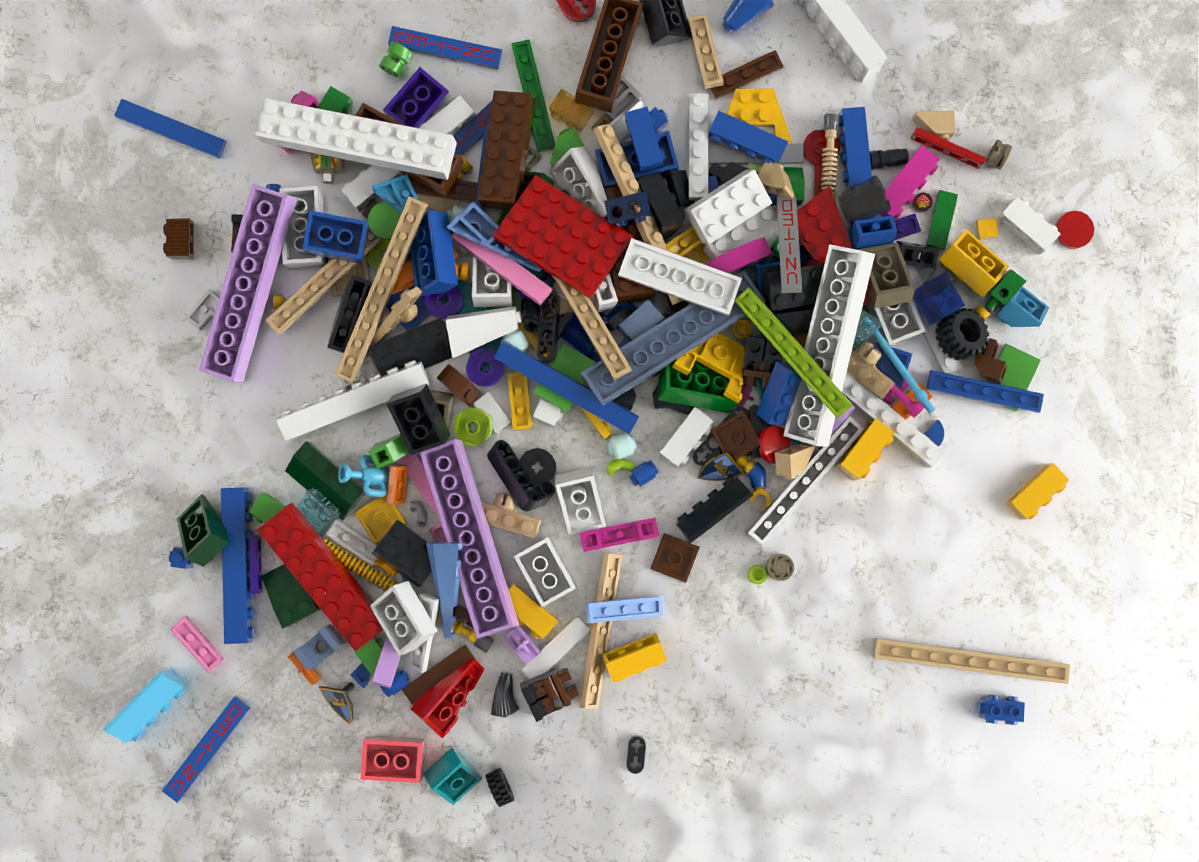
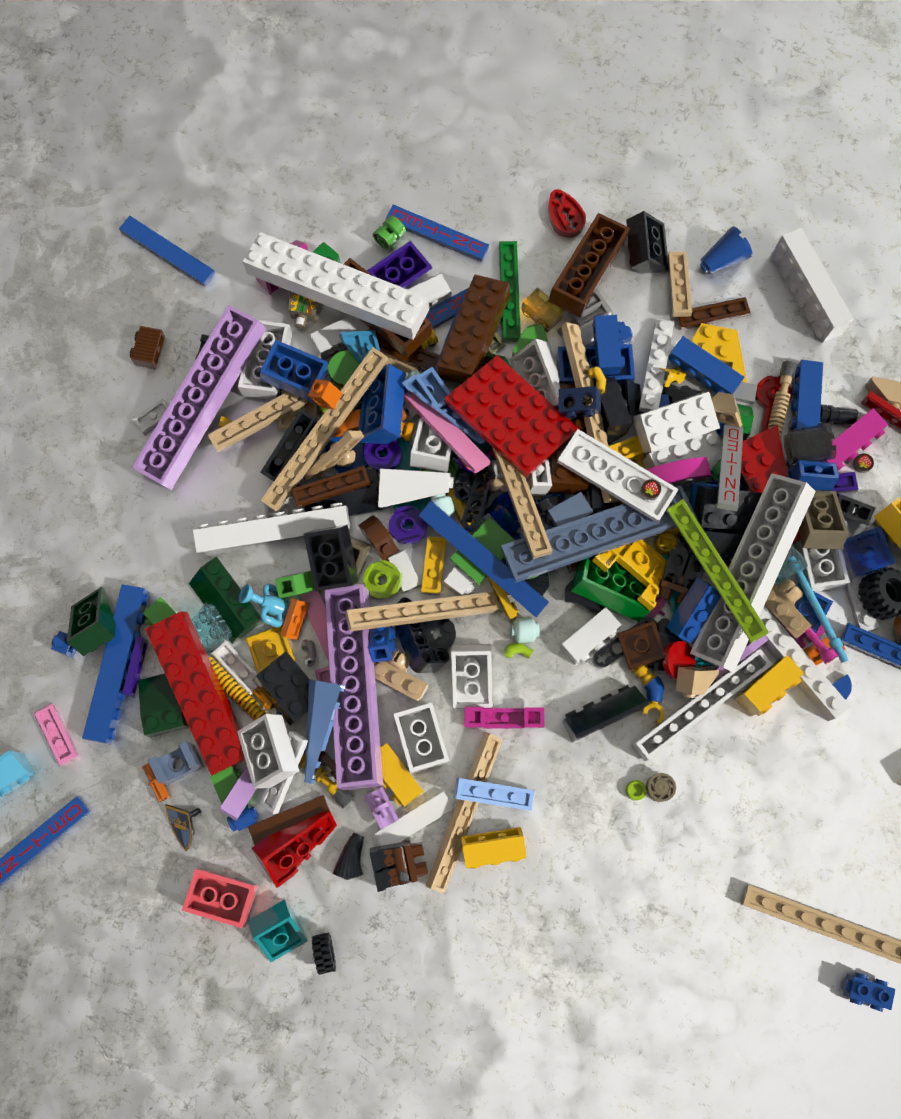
camera: 10 degrees right, 10 degrees down
(361, 675) = (211, 803): blue tile -> none
(372, 256) = (325, 394): none -> orange brick
(400, 347) = (330, 486): none -> reddish brown tile
(486, 488) = (382, 643): none -> blue brick
(518, 451) = (421, 611): none -> tan plate
(631, 753) = (477, 954): black beam -> none
(643, 177) = (600, 378): none -> yellow arm
(643, 473) = (541, 662): blue brick -> none
(675, 557) = (555, 754): reddish brown tile -> none
(715, 157) = (674, 376): none -> yellow piece
(715, 285) = (650, 489): none -> tile
(720, 468) = (619, 673): shield -> none
(942, 219) = (880, 482): green tile -> none

